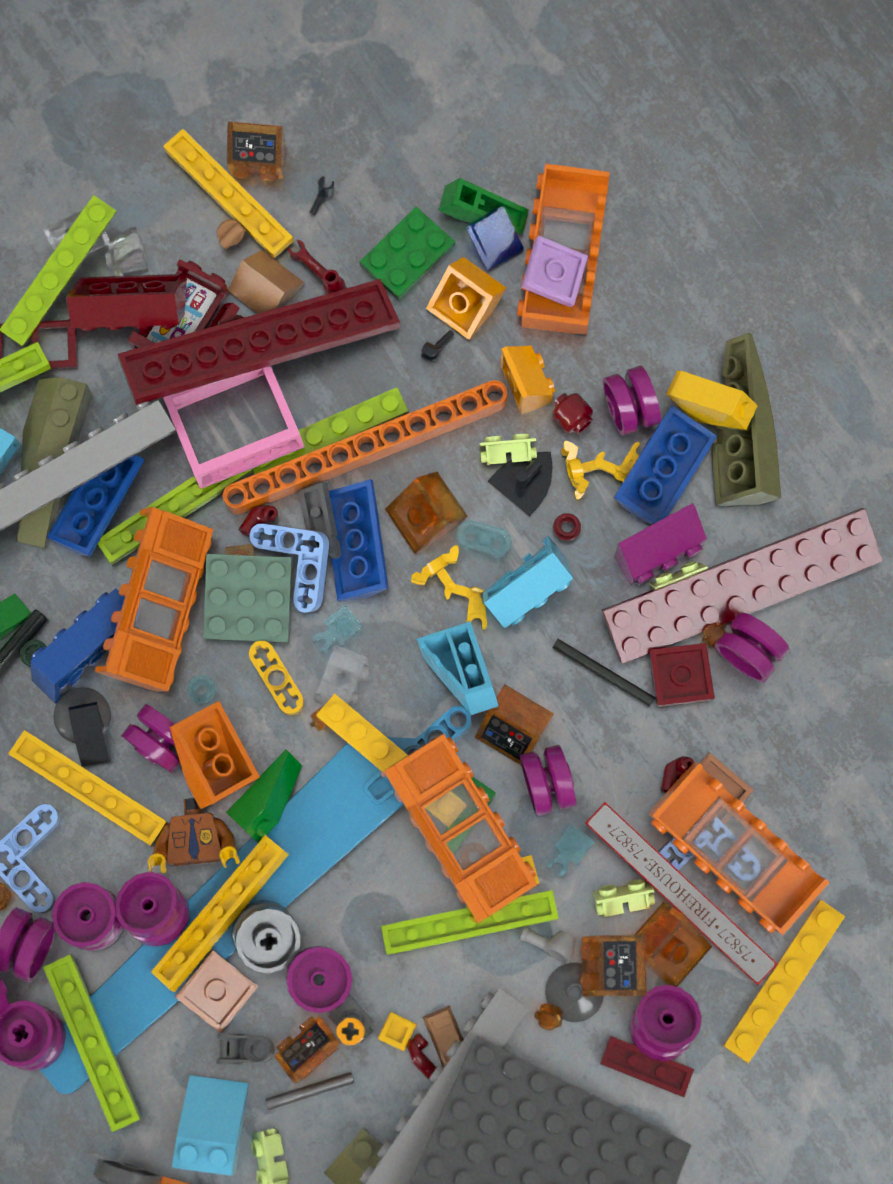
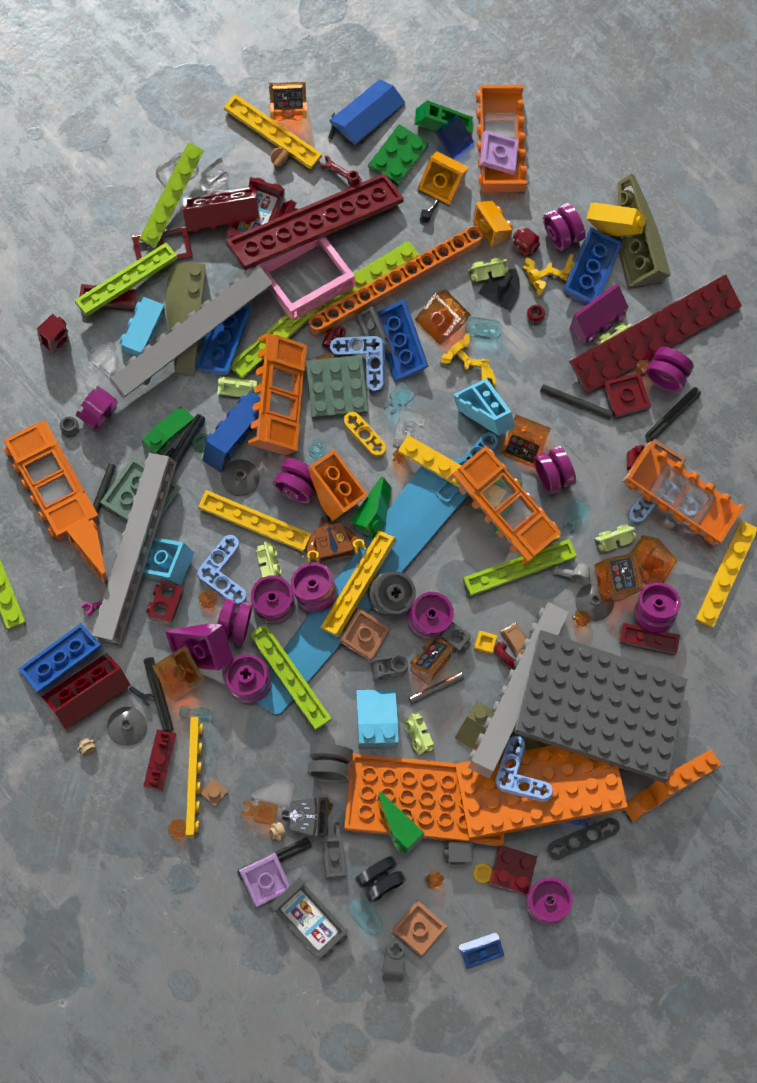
camera: 20 degrees left, 5 degrees down
(89, 734) = (249, 486): black slope -> none
(98, 842) = (268, 554): none -> yellowish green hinge
(99, 575) = (235, 386): none -> yellowish green hinge
(264, 283) = (307, 186): medium nougat slope -> none
(356, 1038) = (463, 637): light orange bush -> none
(373, 181) = (368, 111): none -> blue slope
(529, 584) = (519, 351): medium azure wedge -> none
(681, 893) = (651, 527): light grey tile -> none
(747, 715) = (673, 414): none -> pearl dark grey axle

